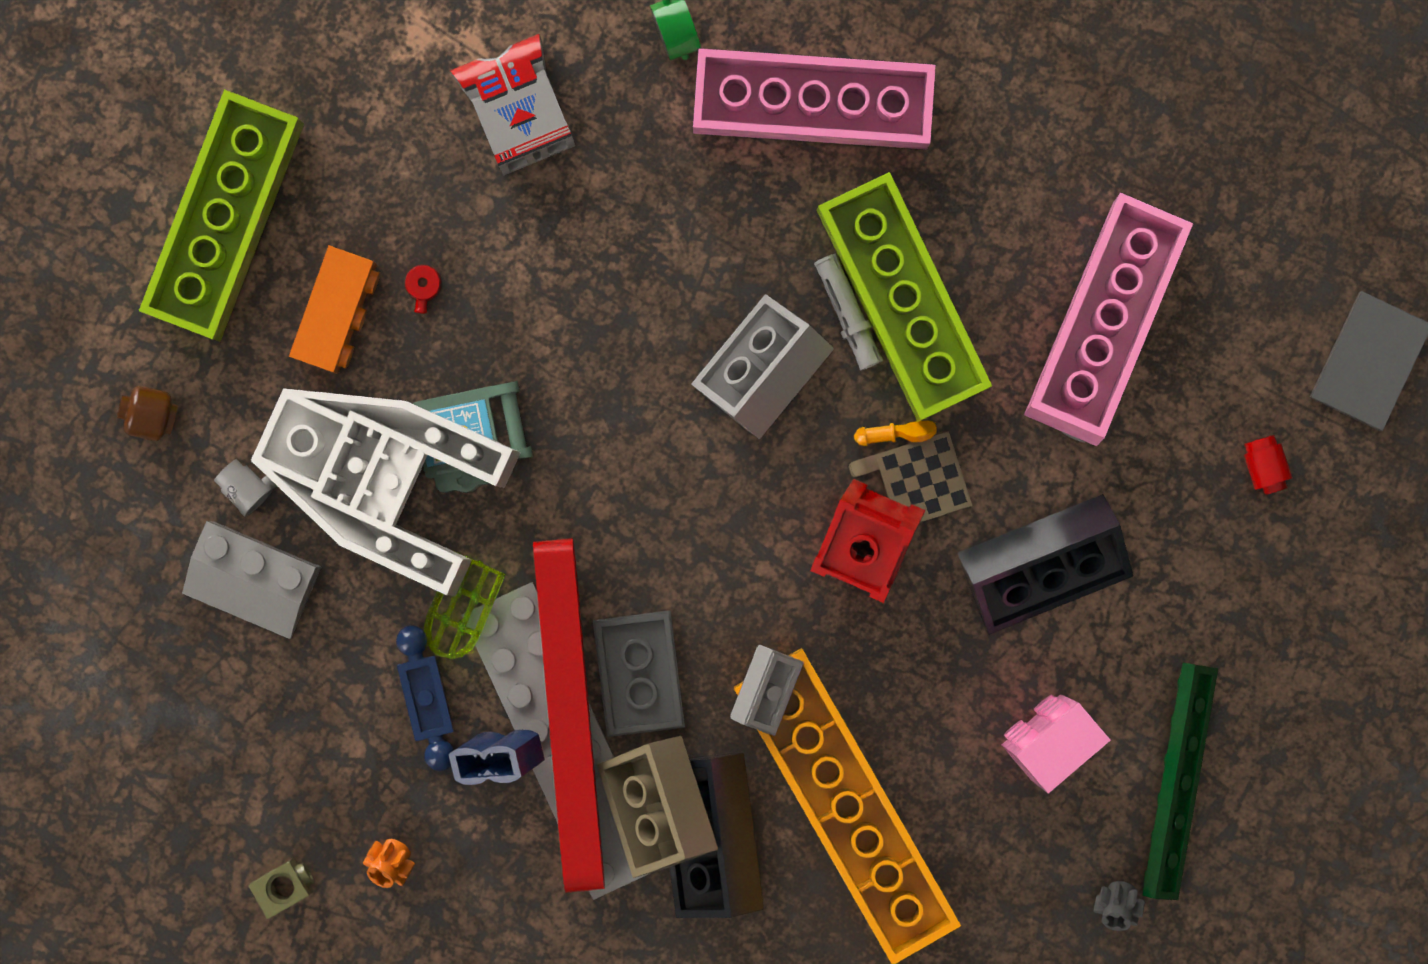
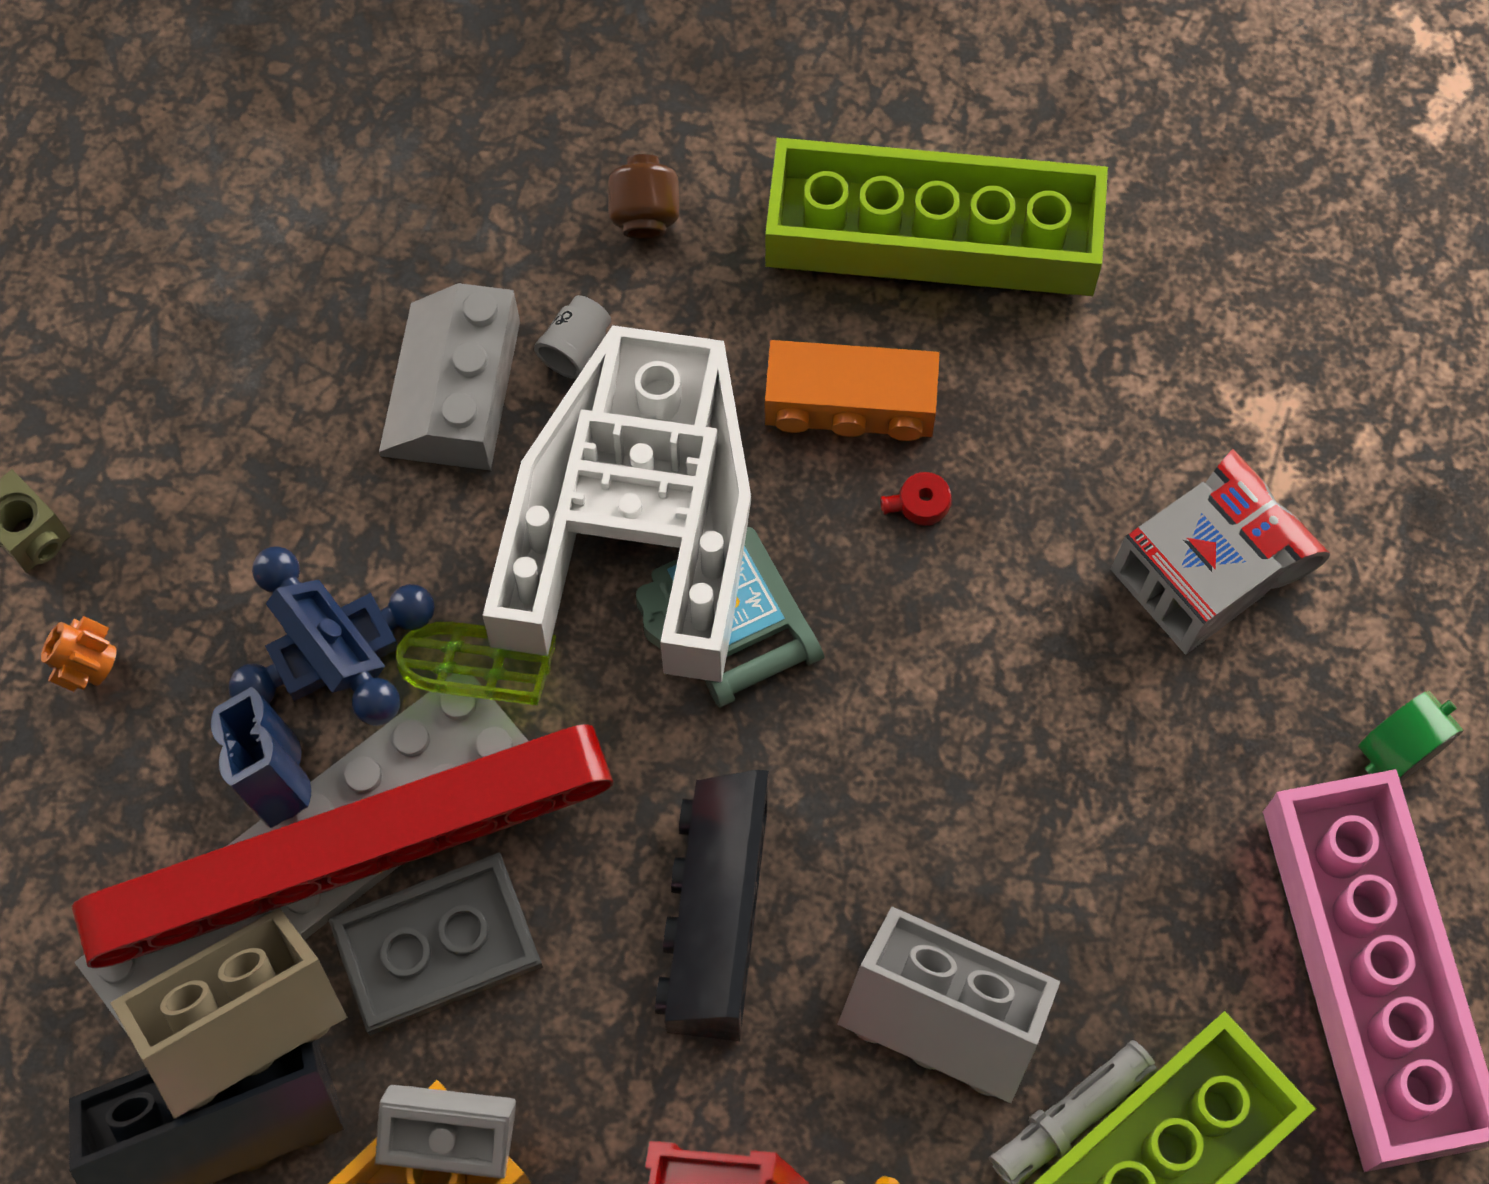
camera: 75 degrees right, 20 degrees down
(424, 699) = (326, 636): none -> dark blue plate
(667, 493) = (716, 906): none -> black slope

